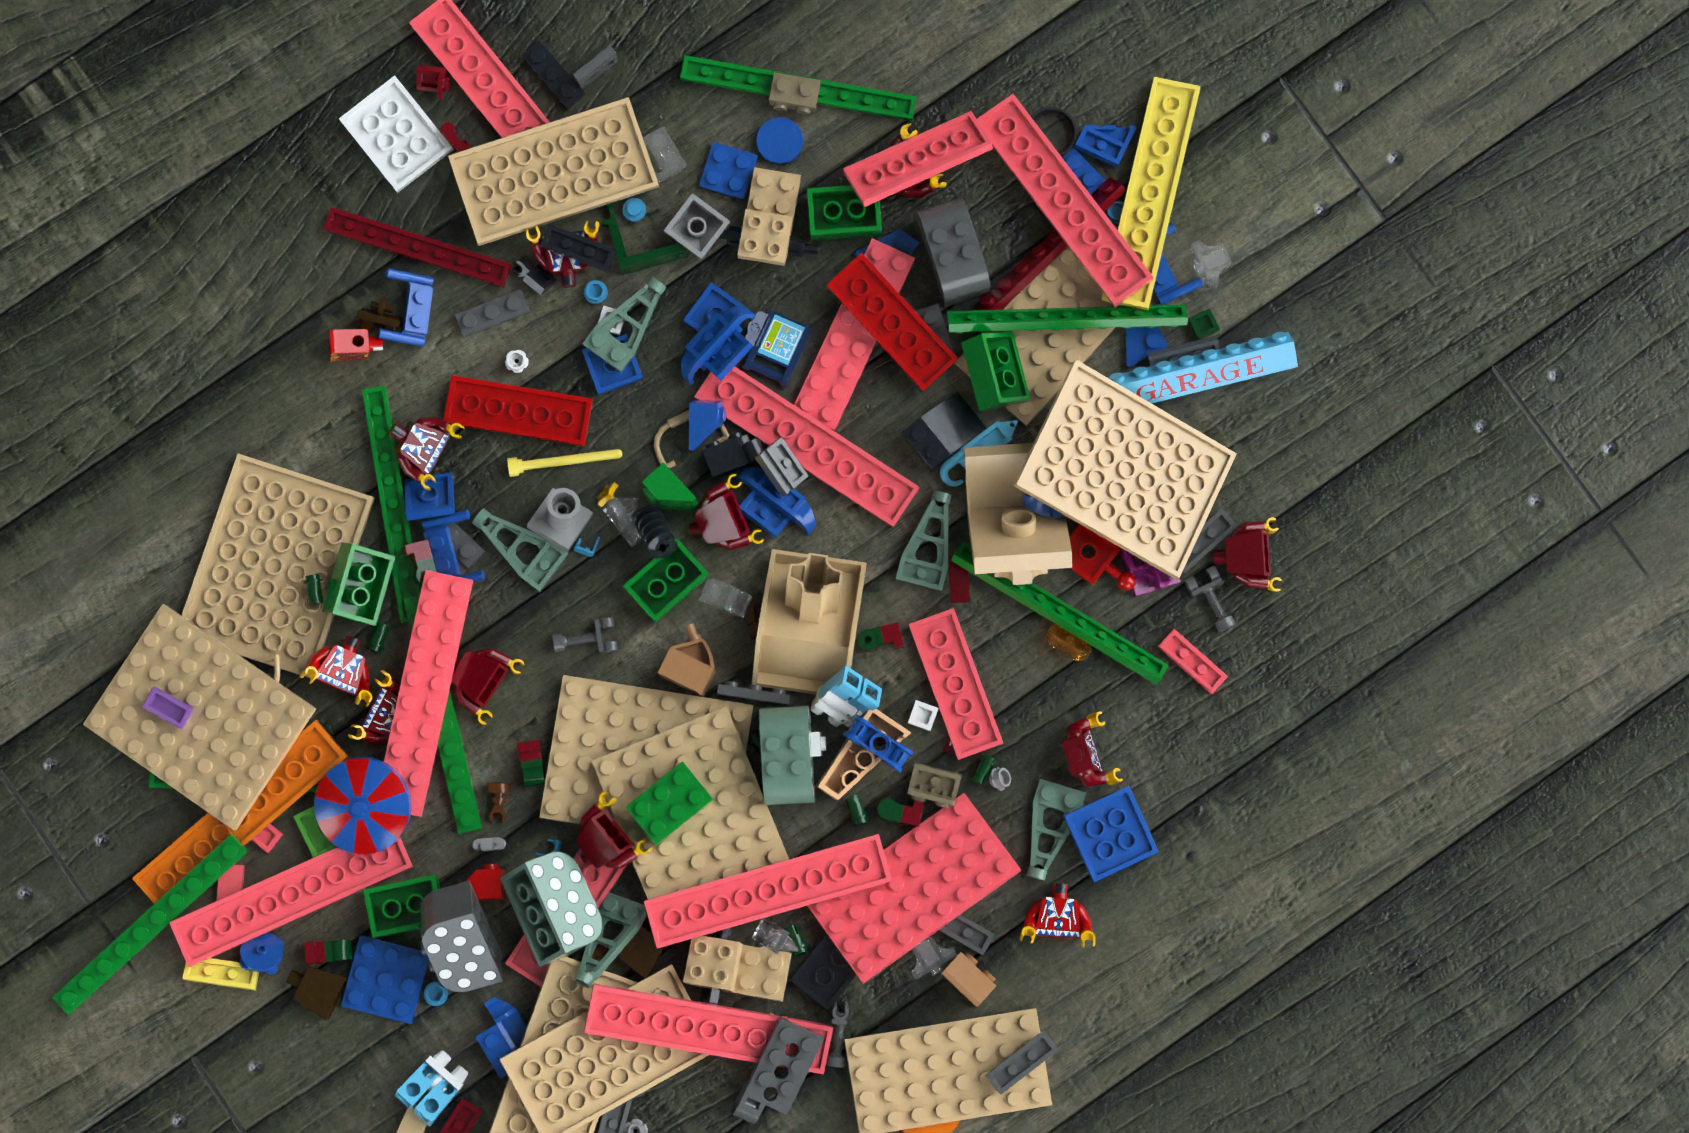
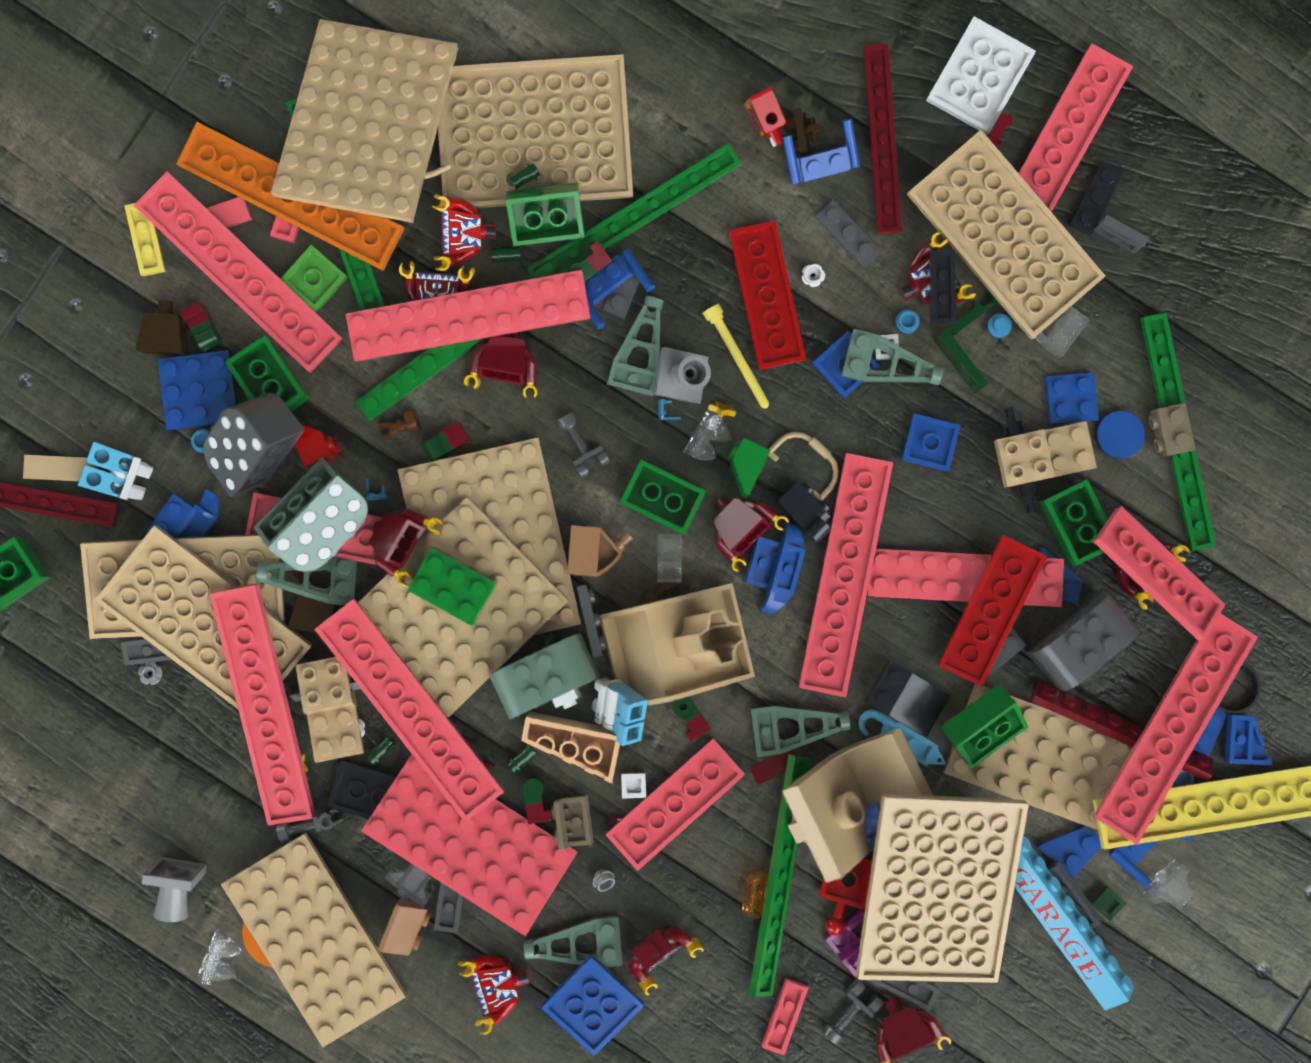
camera: 70 degrees right, 5 degrees up
(150, 924) = (162, 156): green plate -> none
(168, 707) = (359, 86): medium lavender tile -> none
(262, 954) = (175, 269): blue piece -> none
(362, 805) = (342, 302): dish -> none
(421, 446) = (697, 219): torso -> none
(431, 503) = (653, 246): blue plate -> none
(433, 80) = (1046, 88): dark red bracket -> none
(489, 844) = (356, 433): light grey piece -> none
(535, 277) = (898, 258): black plate -> none
(654, 531) = (703, 468): black piece -> none
(697, 226) = (1008, 390): light grey slope -> none
(704, 420) = (827, 471): blue slope -> none
(717, 345) = (903, 455): blue plate -> none
(750, 1100) = (215, 768): dark grey hinge -> none
(773, 937) = (370, 731): clear tile -> none
(777, 341) = (929, 508): piece -> none
(781, 466) = (812, 561): plate -> none
(892, 753) = (590, 743): blue piece -> none
(983, 769) = (606, 861): dark green pin -> none
(1021, 1062) = (347, 1007): dark grey plate -> none
(1066, 318) = (1062, 774): green plate -> none

